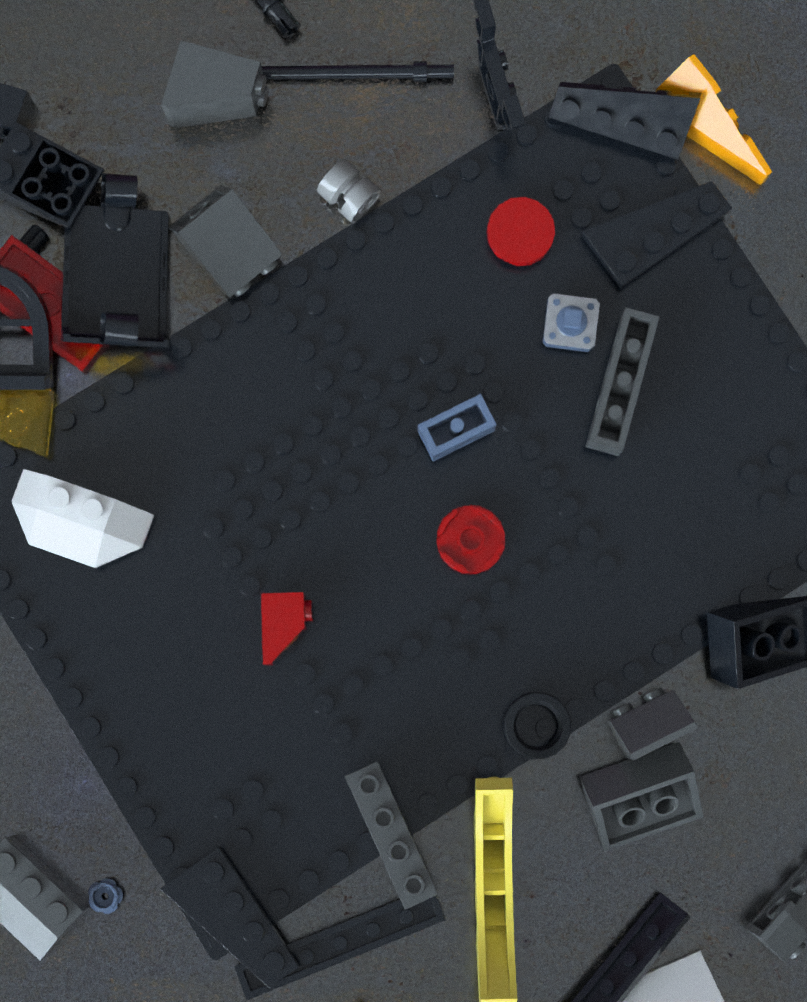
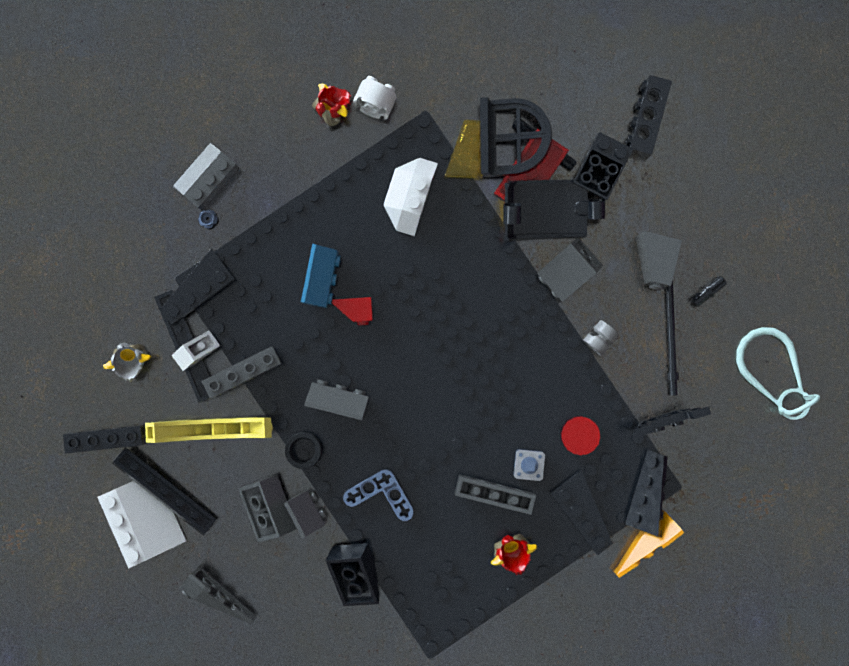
camera: 90 degrees right, 5 degrees up
(220, 683) = (320, 276): none -> dark azure slope
(348, 922) = (195, 350): none -> white slope
(446, 658) = (337, 400): none -> dark grey slope
(456, 427) = (466, 402): sand blue brick -> none
(470, 539) = (405, 411): red tile -> none
(609, 576) = (386, 488): none -> sand blue beam
(727, 352) = (513, 553): none -> red hair

